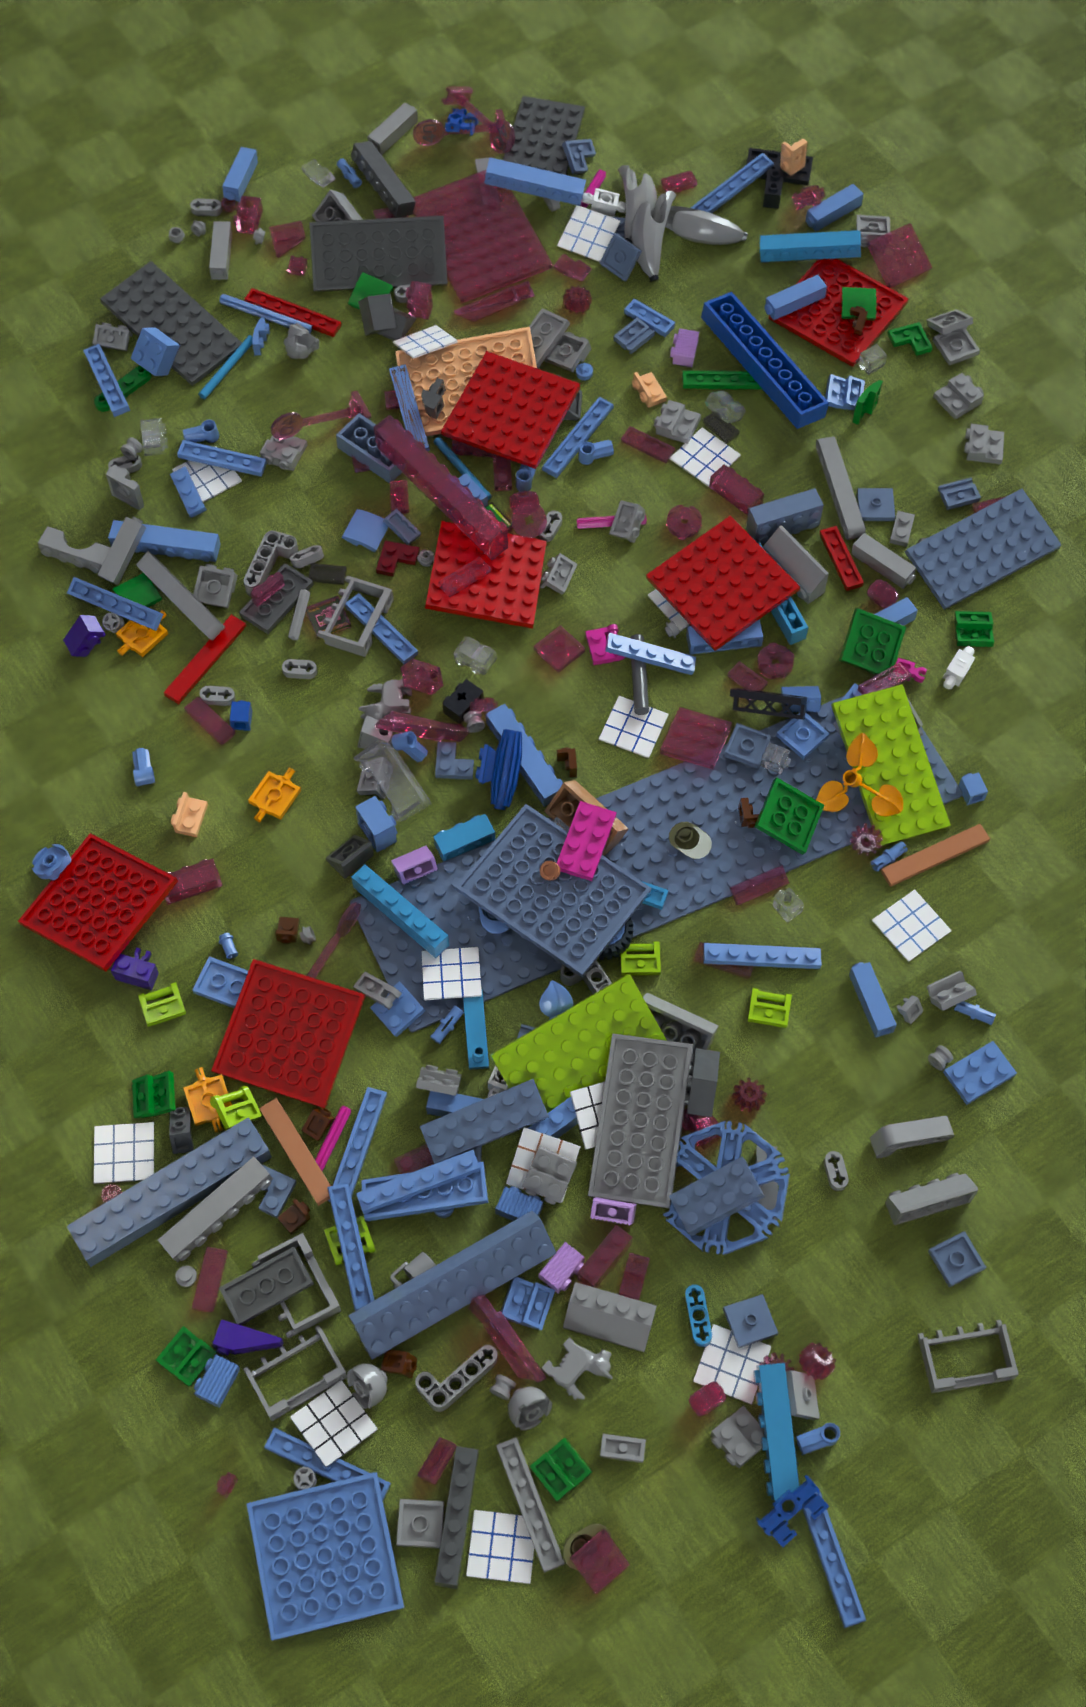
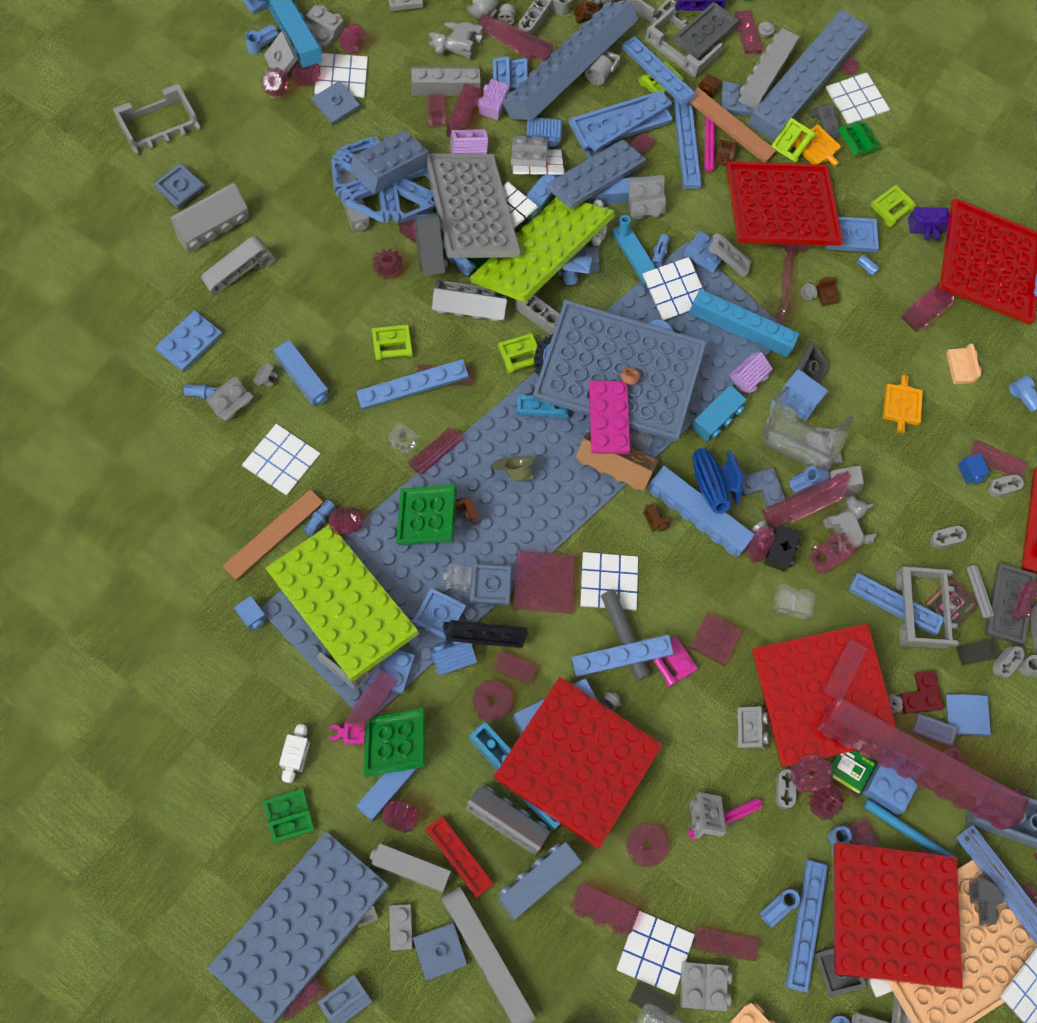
camera: 150 degrees right, 5 degrees up
(695, 1331) = (377, 103): dark azure beam -> none
(840, 1169) = (293, 229): light grey beam -> none
(860, 753) = (370, 586): light orange plant -> none
(940, 1057) = (227, 339): light grey wheel -> none

